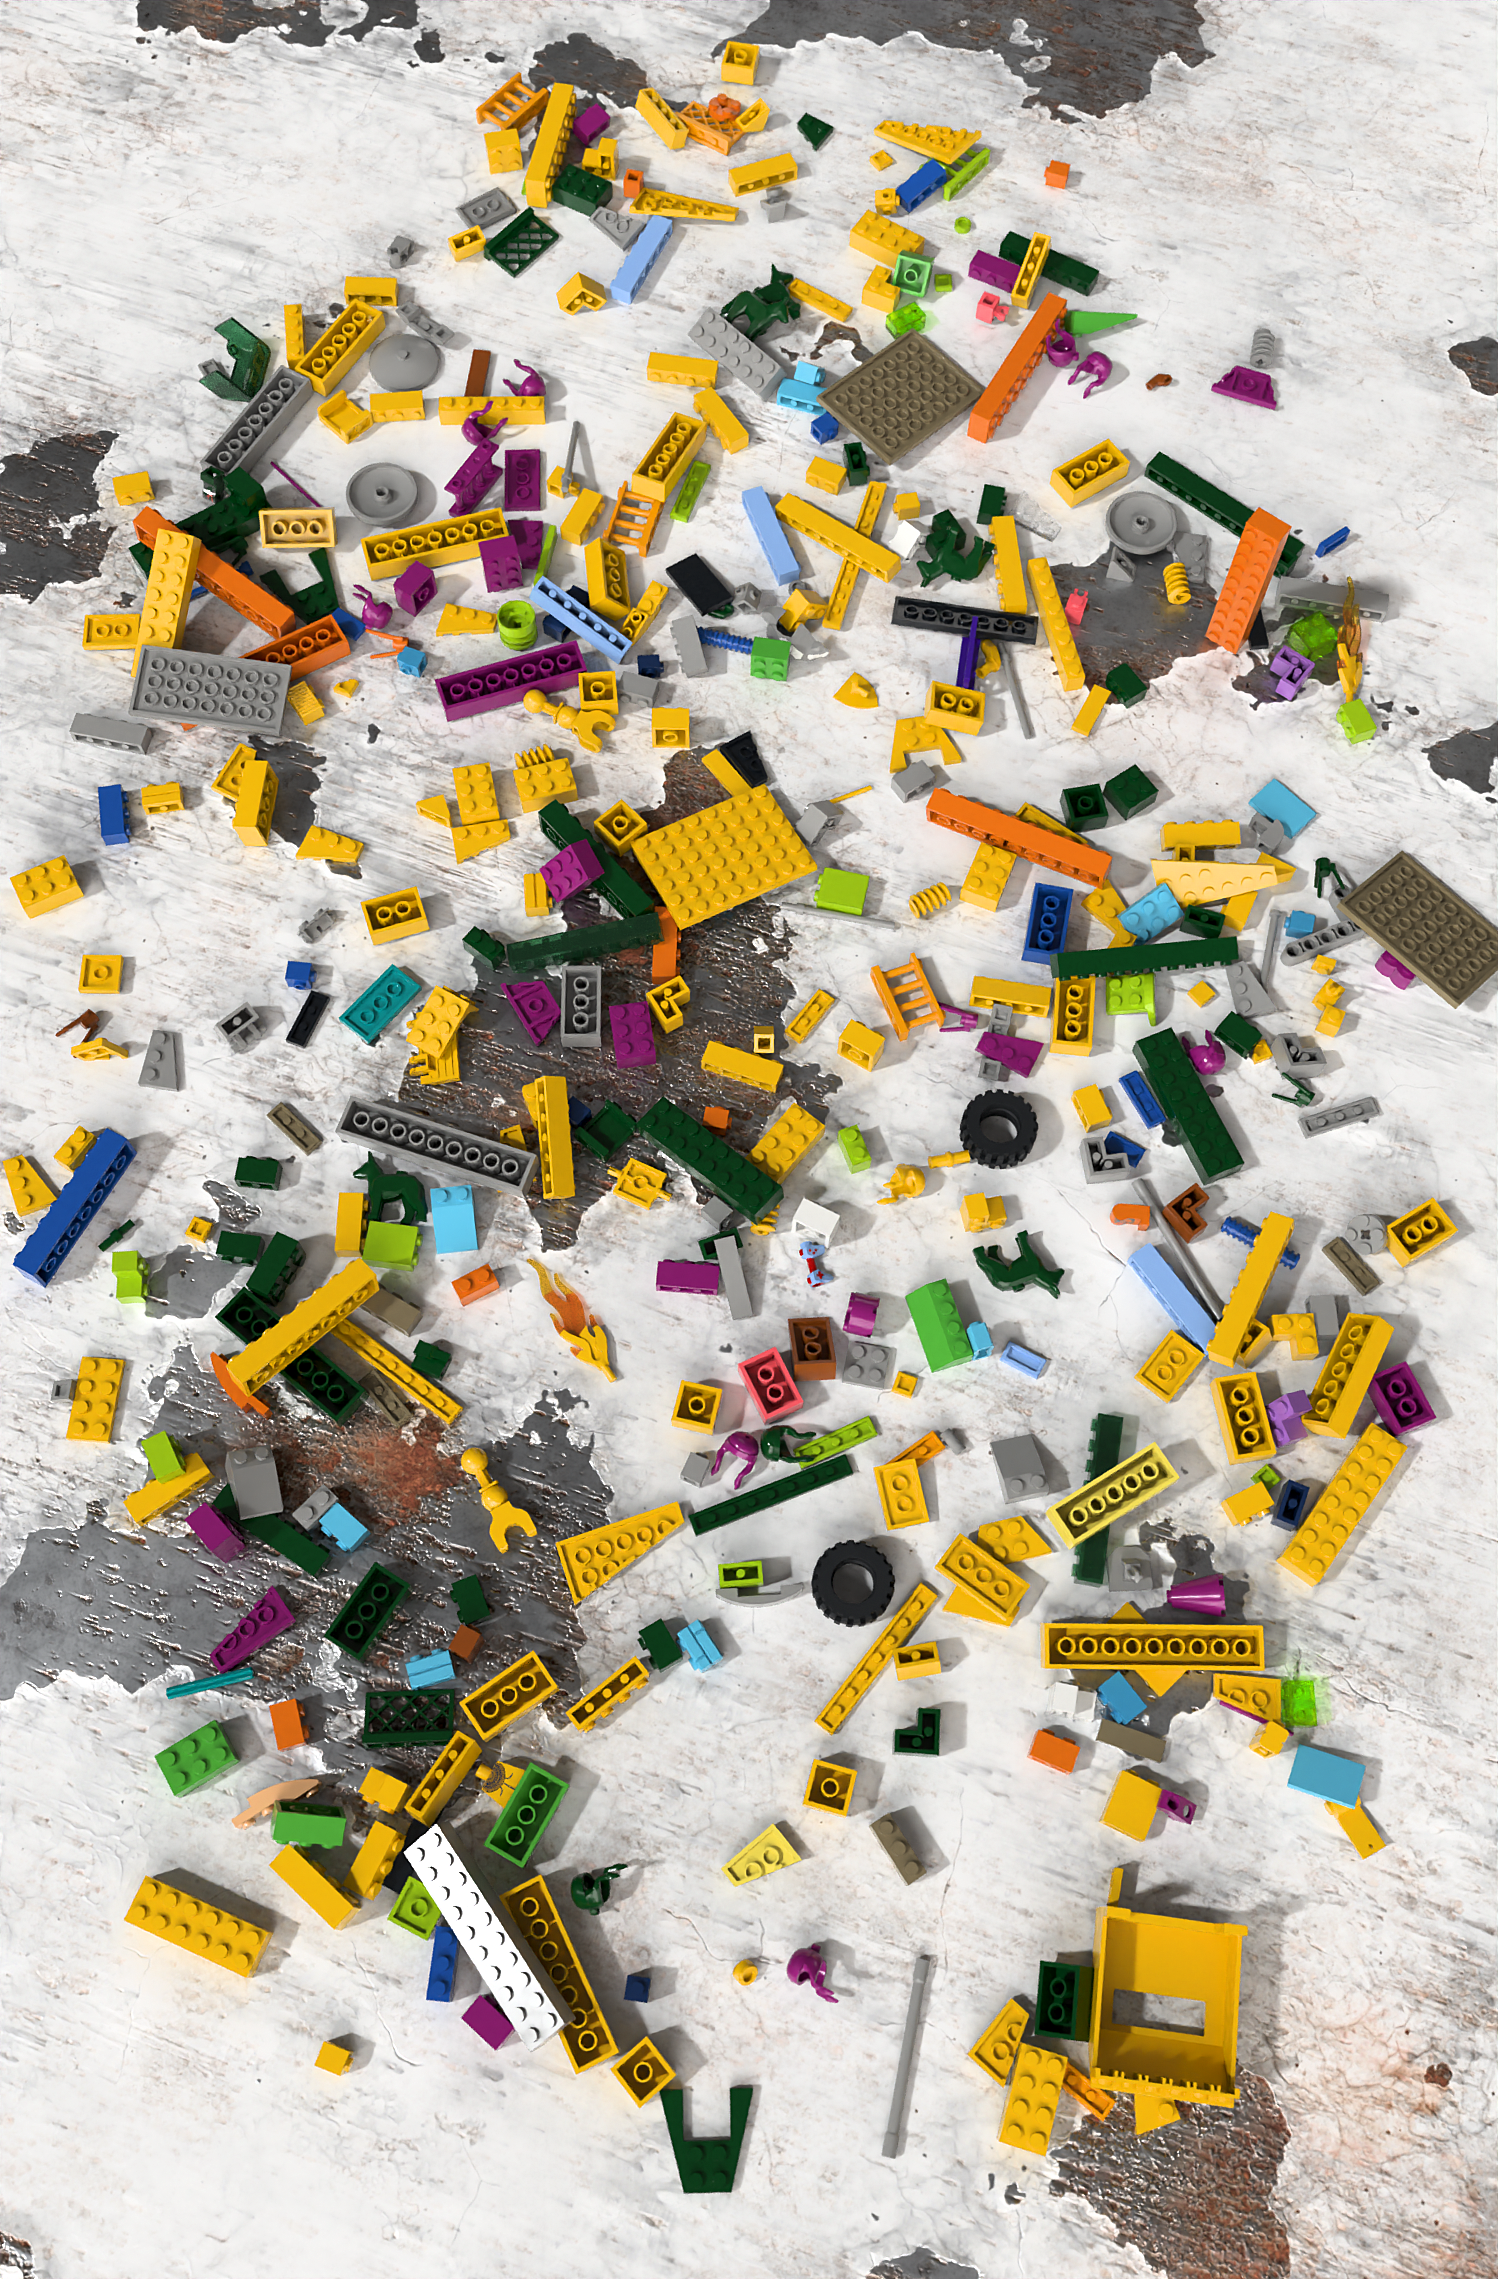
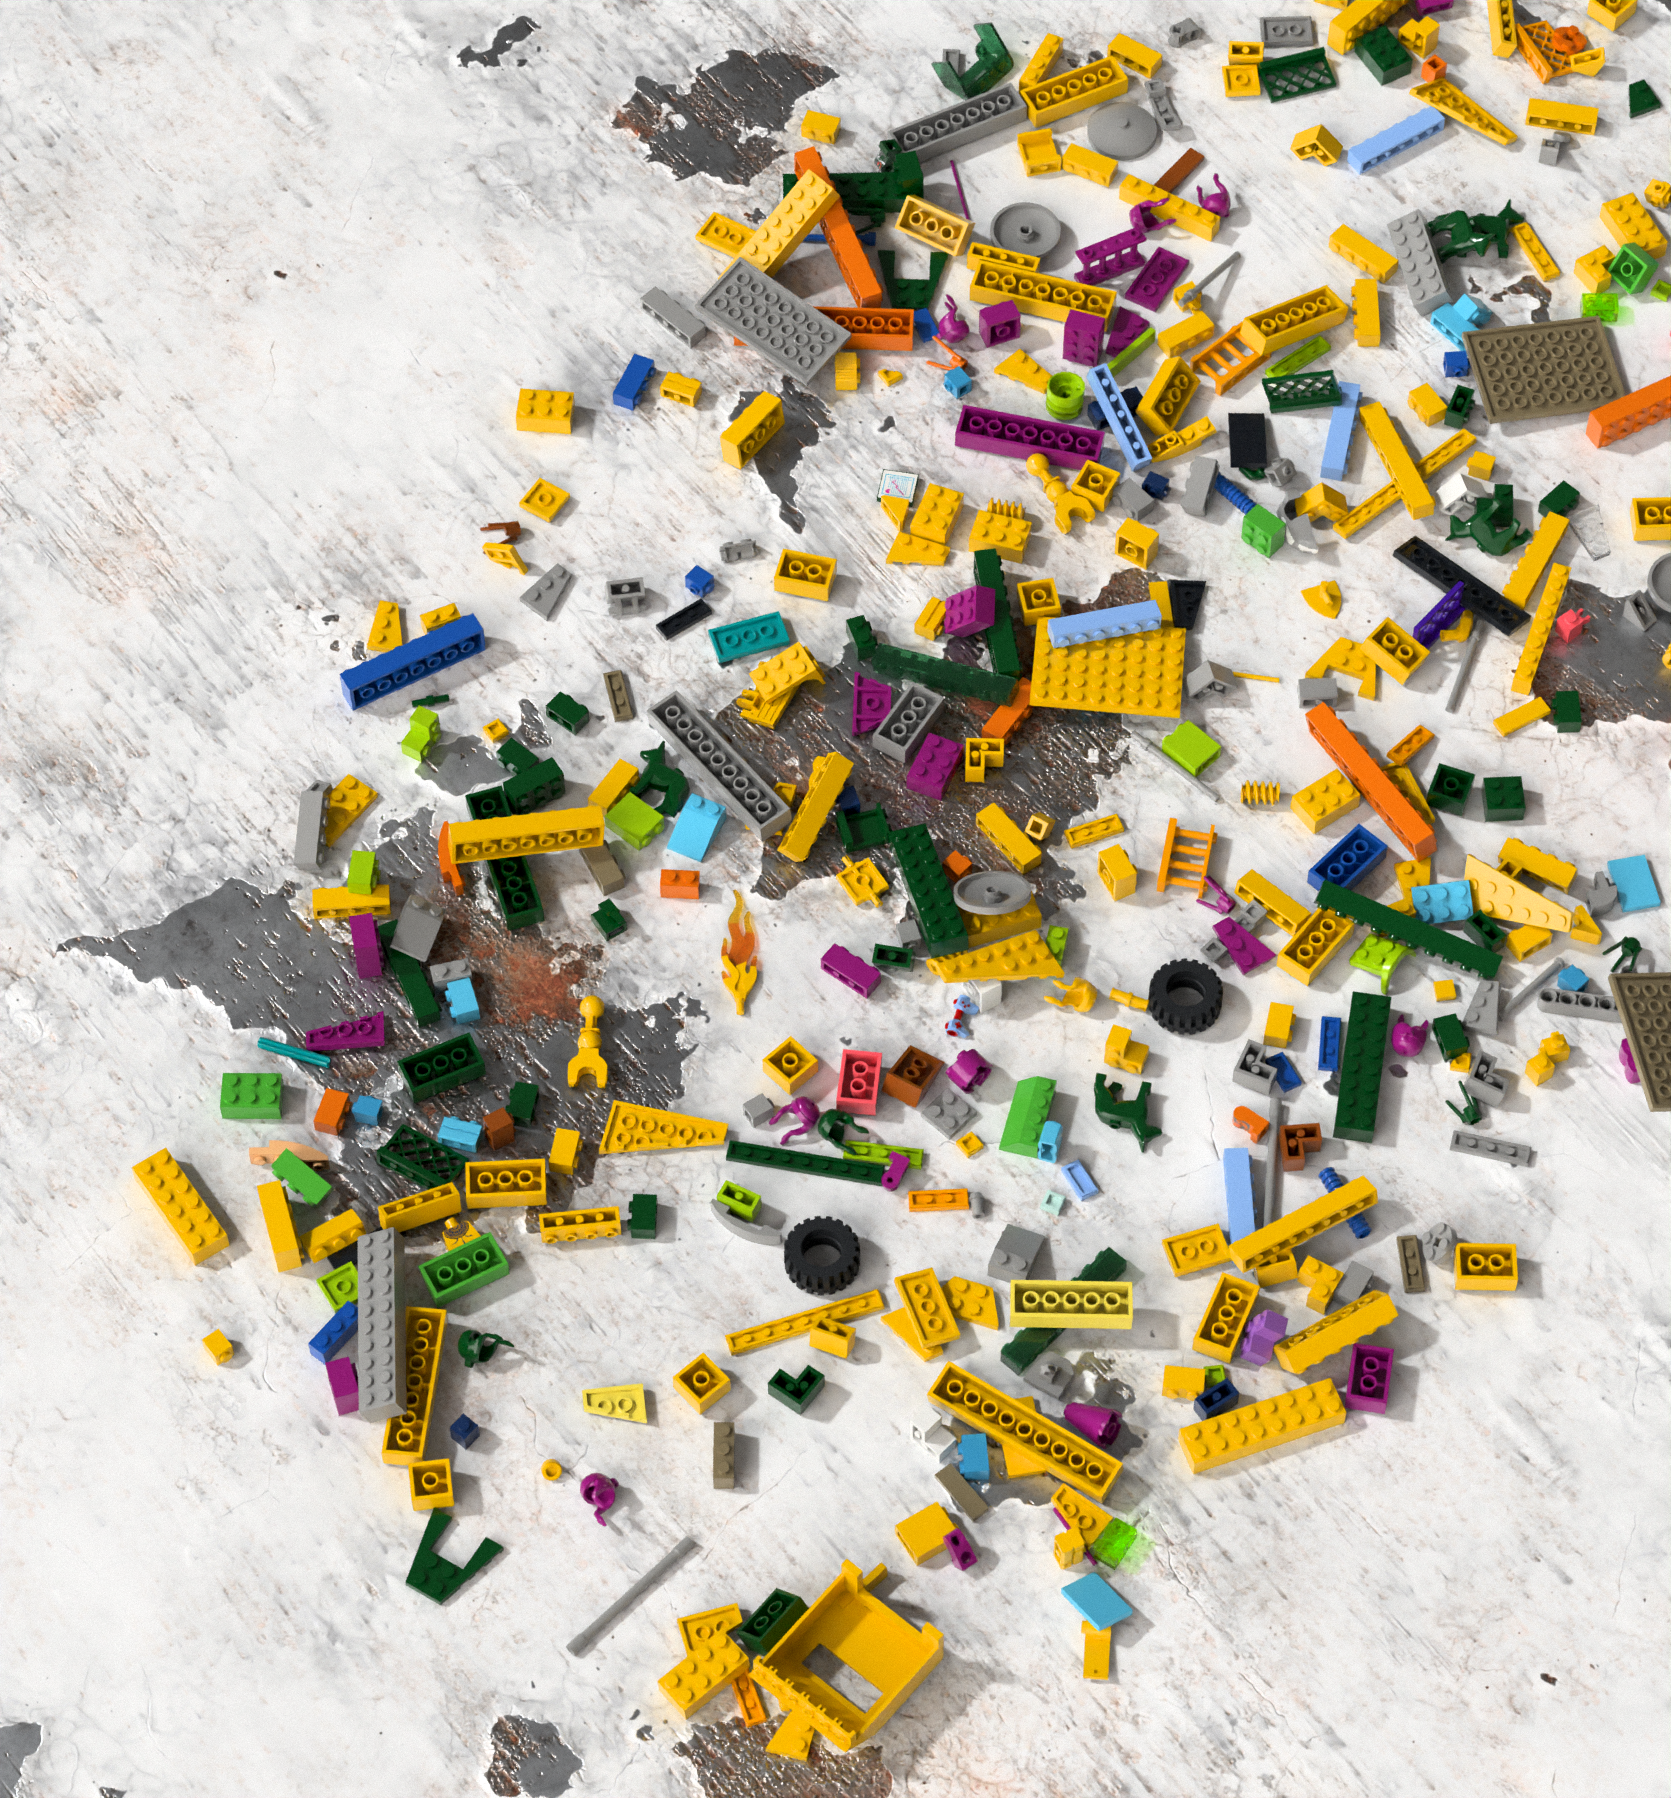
camera: 35 degrees right, 10 degrees down
(82, 1440) = (311, 830): none -> light grey brick
(231, 774) = (744, 398): yellow wing -> none
(323, 1700) = (368, 1110): none -> dark azure brick
(328, 845) = (790, 494): yellow wing -> none
(377, 526) = (1002, 257): none -> yellow brick
(386, 1399) = (555, 930): dark tan tile -> none
(386, 1790) = (371, 1193): yellow brick -> none
(397, 1370) = (577, 912): yellow tile -> none
(421, 785) = (898, 485): none -> white tile
(476, 270) = (1241, 80): none -> yellow plate
(543, 1625) = (565, 1151): none -> yellow brick
(616, 227) = (1392, 101): light grey wing -> none
(696, 818) = (1104, 624): none -> light blue brick
(699, 1646) = (673, 1233): medium azure brick -> none
(720, 524) = (1302, 398): none -> dark green fence
(733, 1277) = (886, 987): light grey tile -> none
(774, 1132) = (992, 892): none -> light grey dish
(796, 584) = (1335, 484): light grey tile -> none
(830, 1189) = (1006, 960): none -> yellow wing
(861, 1455) = (896, 1172): none -> magenta leg
(901, 1494) = (907, 1217): yellow plate -> none
(1015, 1396) = (1053, 1202): none -> light aqua tile
(1022, 786) = (1410, 745): none -> light orange tile
(1053, 1751) = (894, 1462): orange brick -> none
(1323, 964) = (1569, 1023): yellow plate -> none

